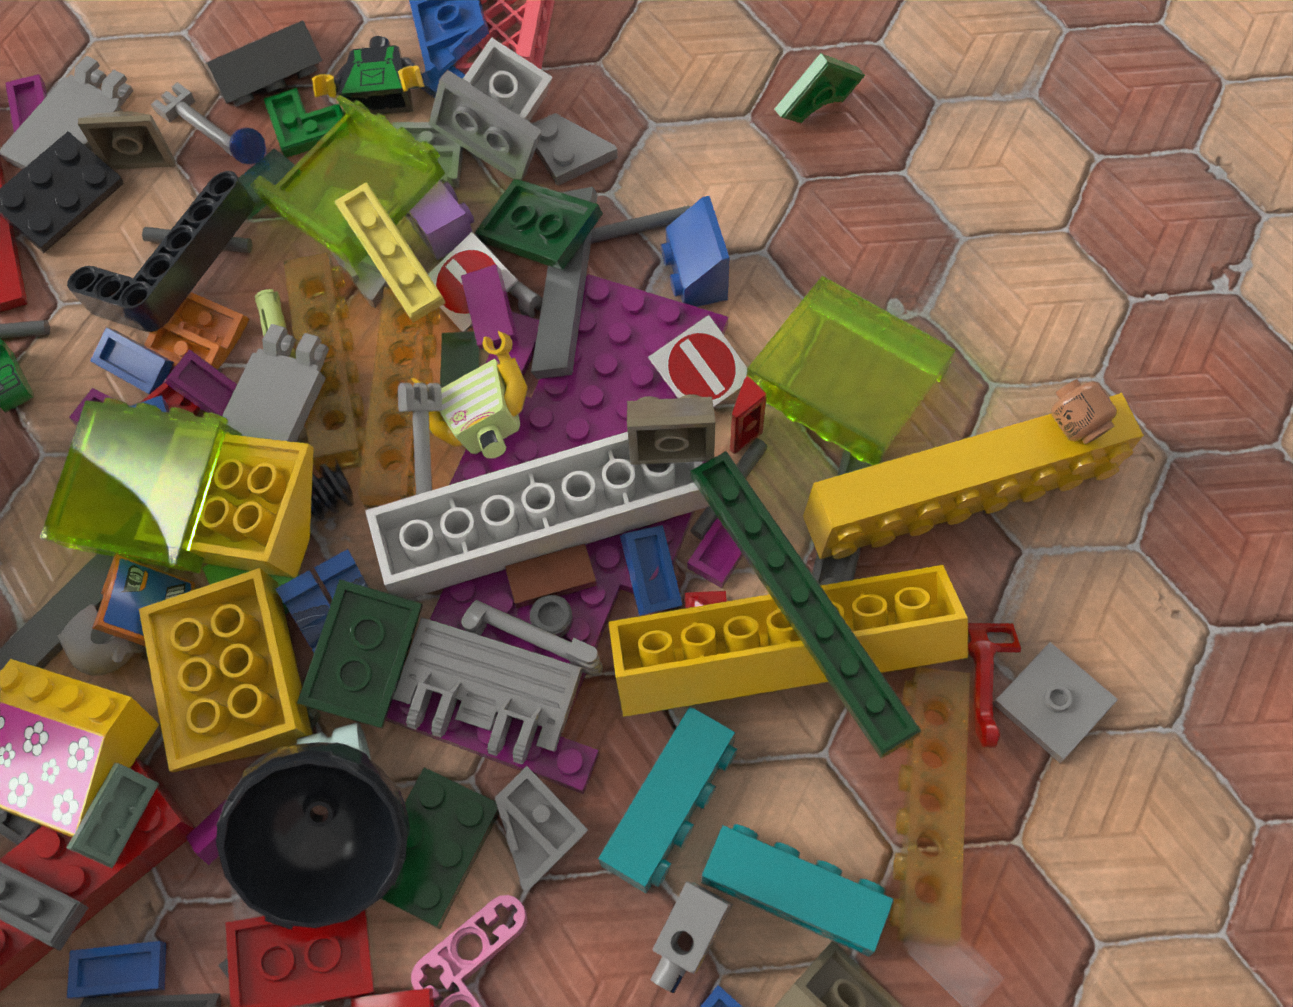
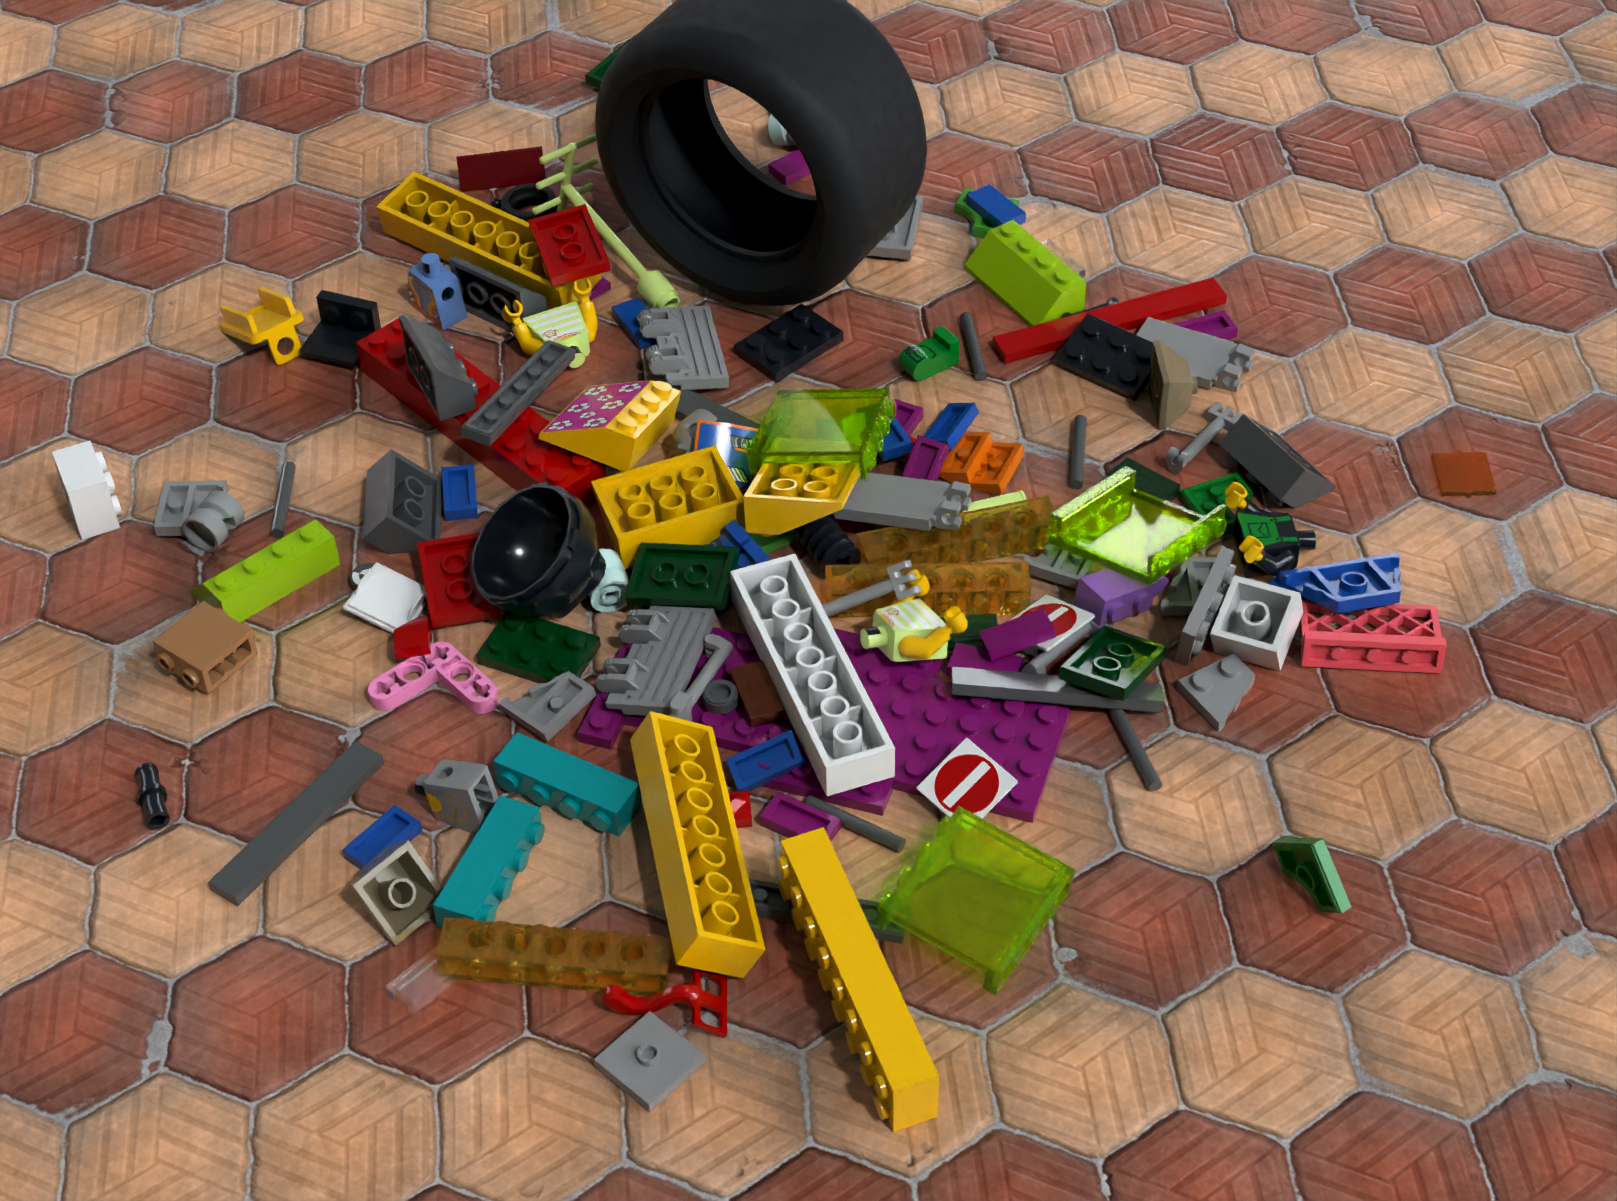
camera: 85 degrees right, 20 degrees down
(113, 815) = (554, 450): sand green plate -> none
(174, 266) = (1006, 420): black beam -> none
(247, 145) = (1171, 461): clear blue plate -> none
(390, 252) = (1055, 553): light yellow tile -> none
(671, 429) = (868, 720): dark tan slope -> none
(697, 256) = (1090, 784): slope -> none
(747, 415) = (915, 813): red slope -> none
(806, 606) = (712, 821): dark green tile -> none
(1083, 411) = (902, 1021): nougat head -> none

